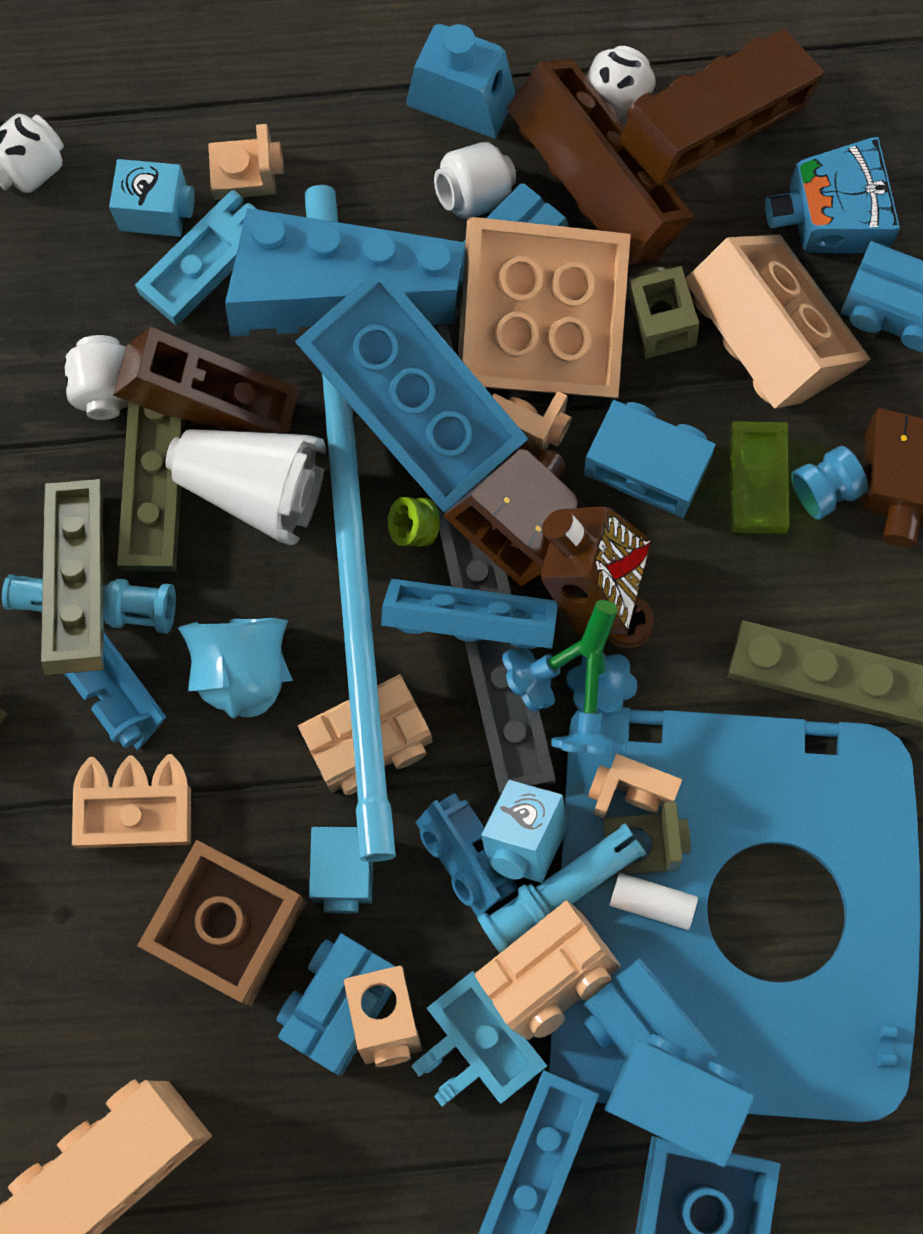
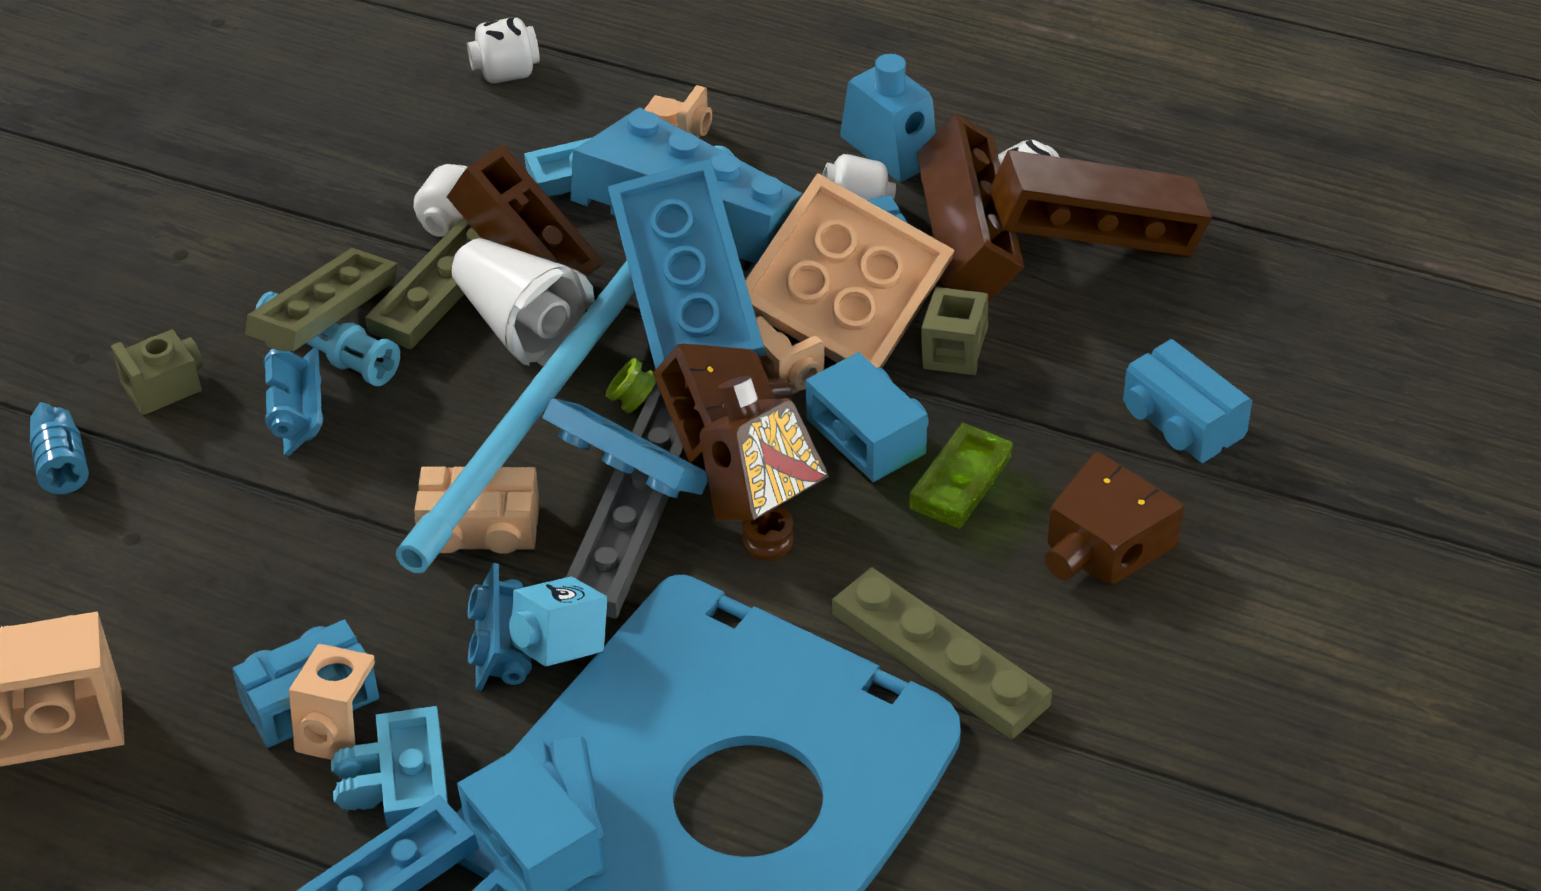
camera: 25 degrees right, 30 degrees down
(131, 809) = (246, 482): light nougat plate -> none
(150, 198) = (578, 106): medium azure brick -> none
(223, 923) = (253, 575): medium nougat brick -> none
(237, 664) = (410, 407): medium azure helmet -> none
(337, 872) = (380, 592): medium azure brick -> none
(548, 972) = (494, 719): light nougat brick -> none
(567, 884) = (532, 685): medium azure pin -> none
(597, 683) = (645, 520): dark azure plant -> none
(643, 785) = (680, 624): light nougat bracket -> none
(654, 901) = (636, 726): white axle -> none
(668, 839) = (682, 678): olive bracket -> none
(774, 319) = (1054, 371): light nougat slope -> none
(832, 481) = (1035, 495): dark azure wheel -> none
(839, 201) = (1168, 306): dark azure torso -> none

